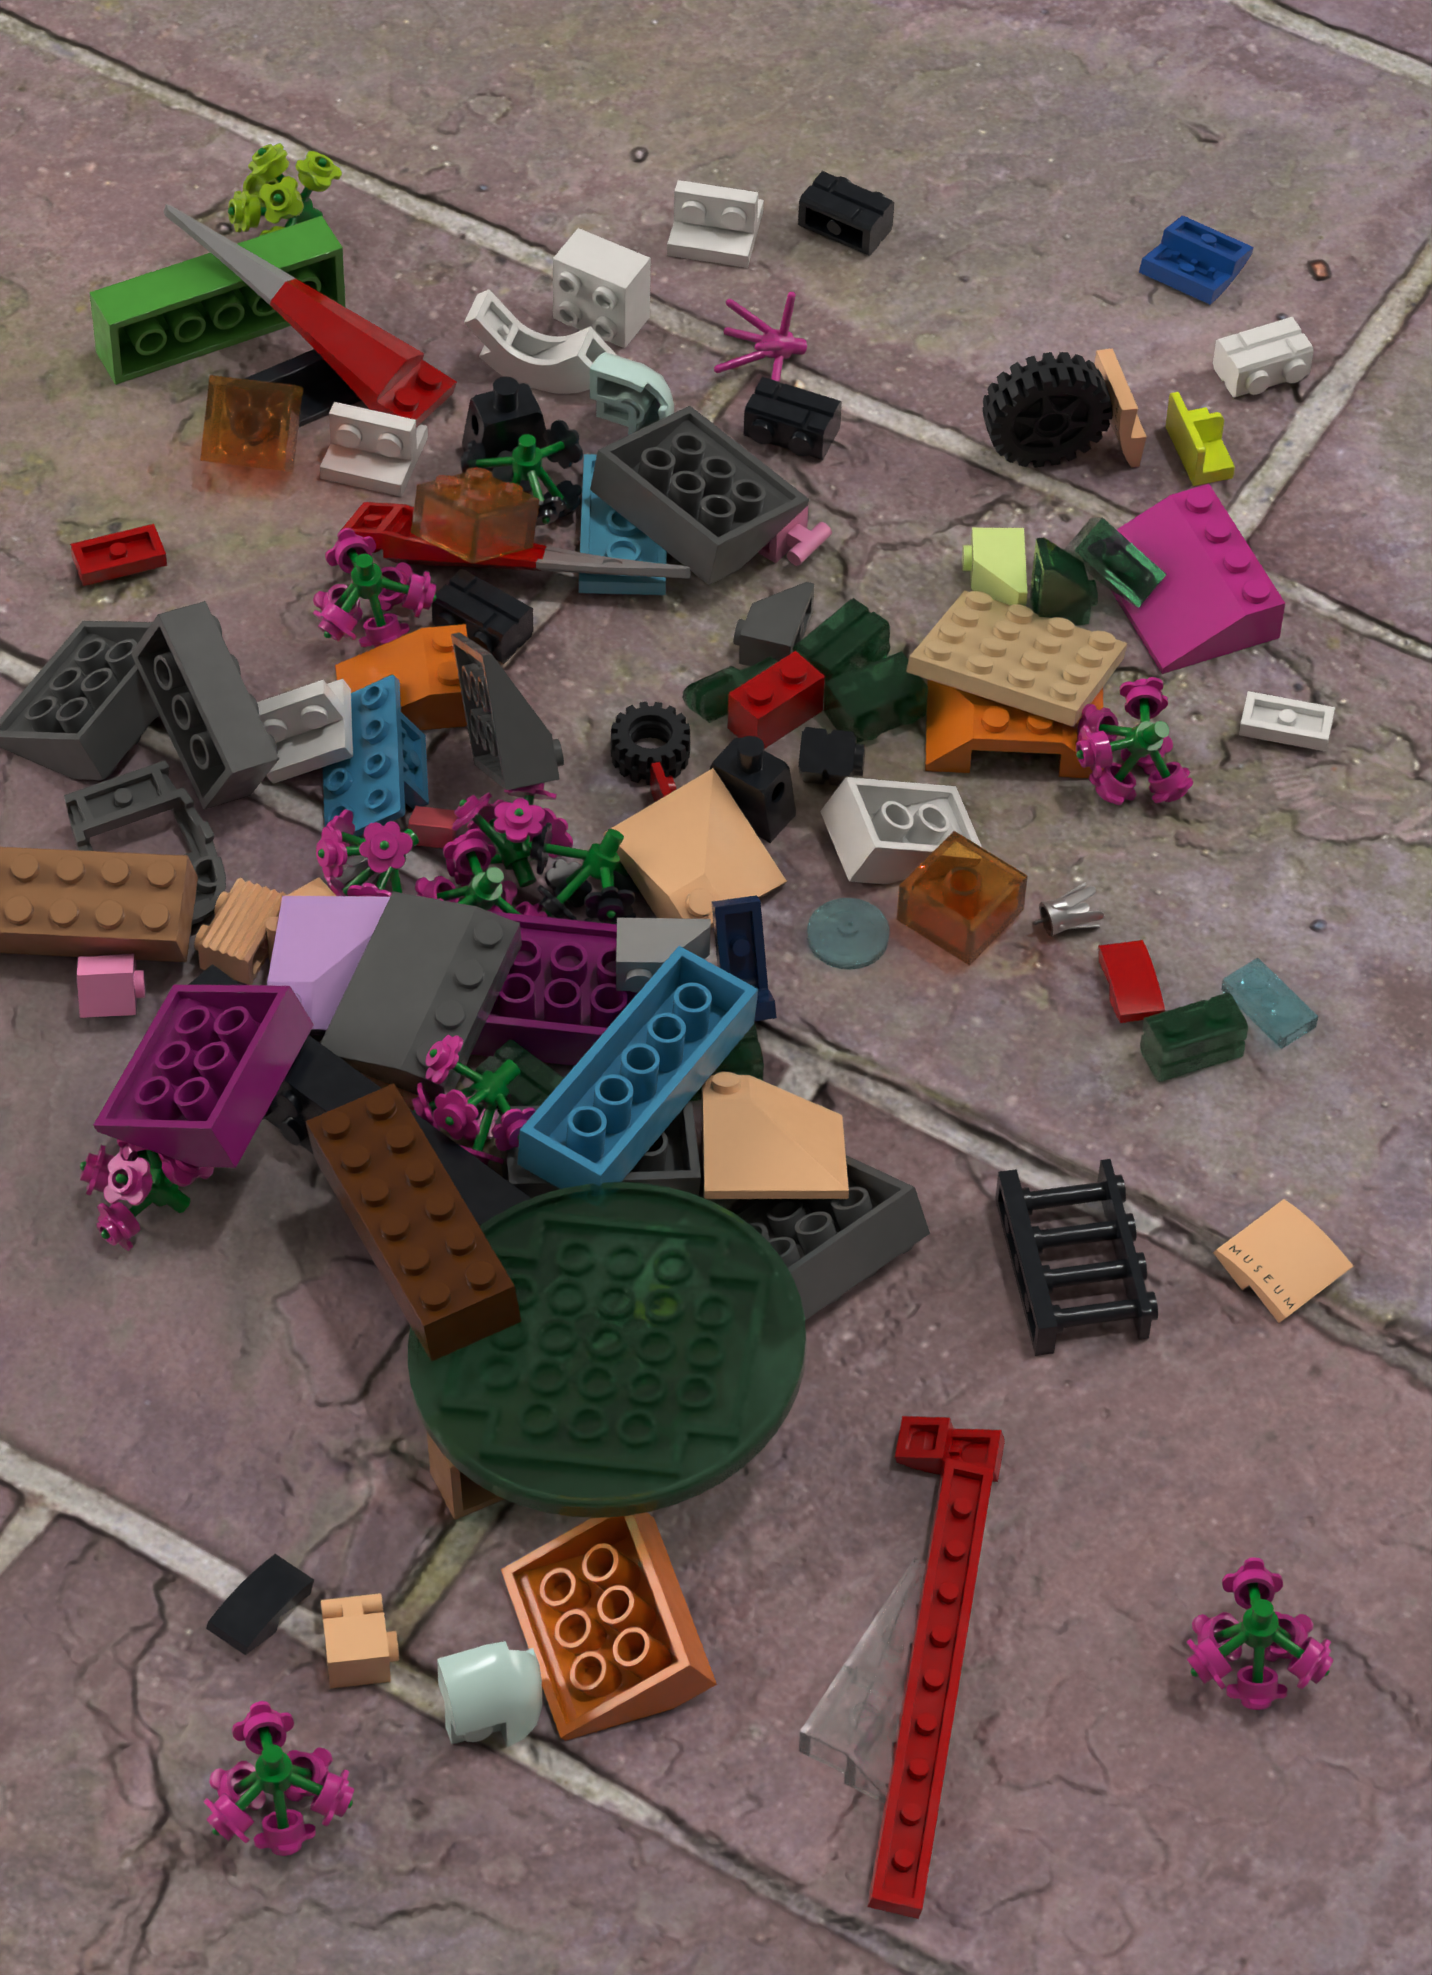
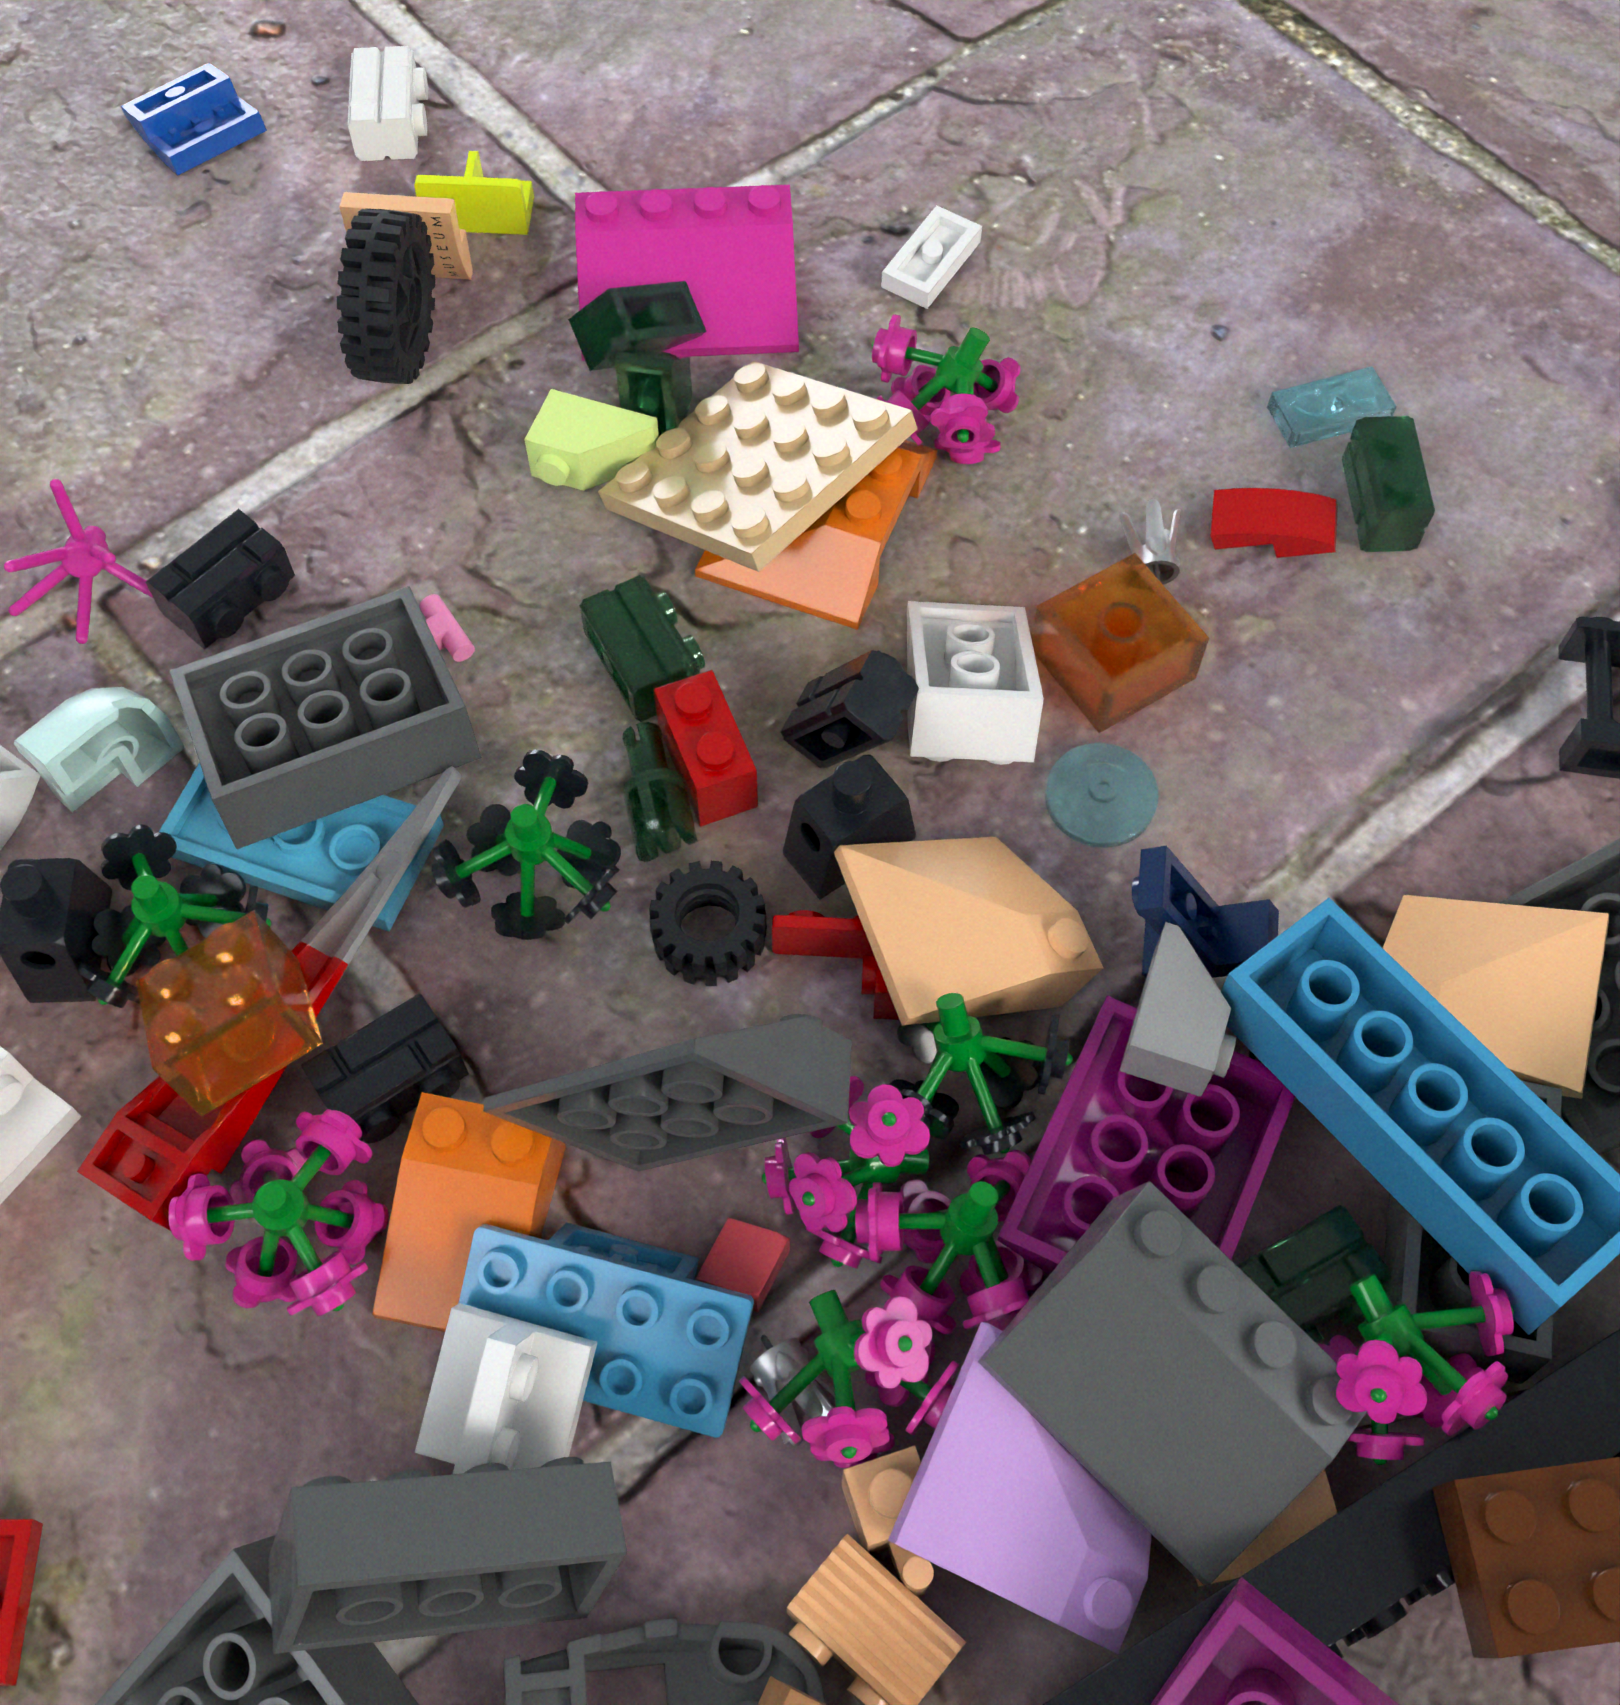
camera: 70 degrees left, 10 degrees up
(656, 623) = (527, 838): none -> black plant
(775, 624) = (580, 708): dark grey slope -> none
(876, 698) = (743, 635): clear green brick -> none

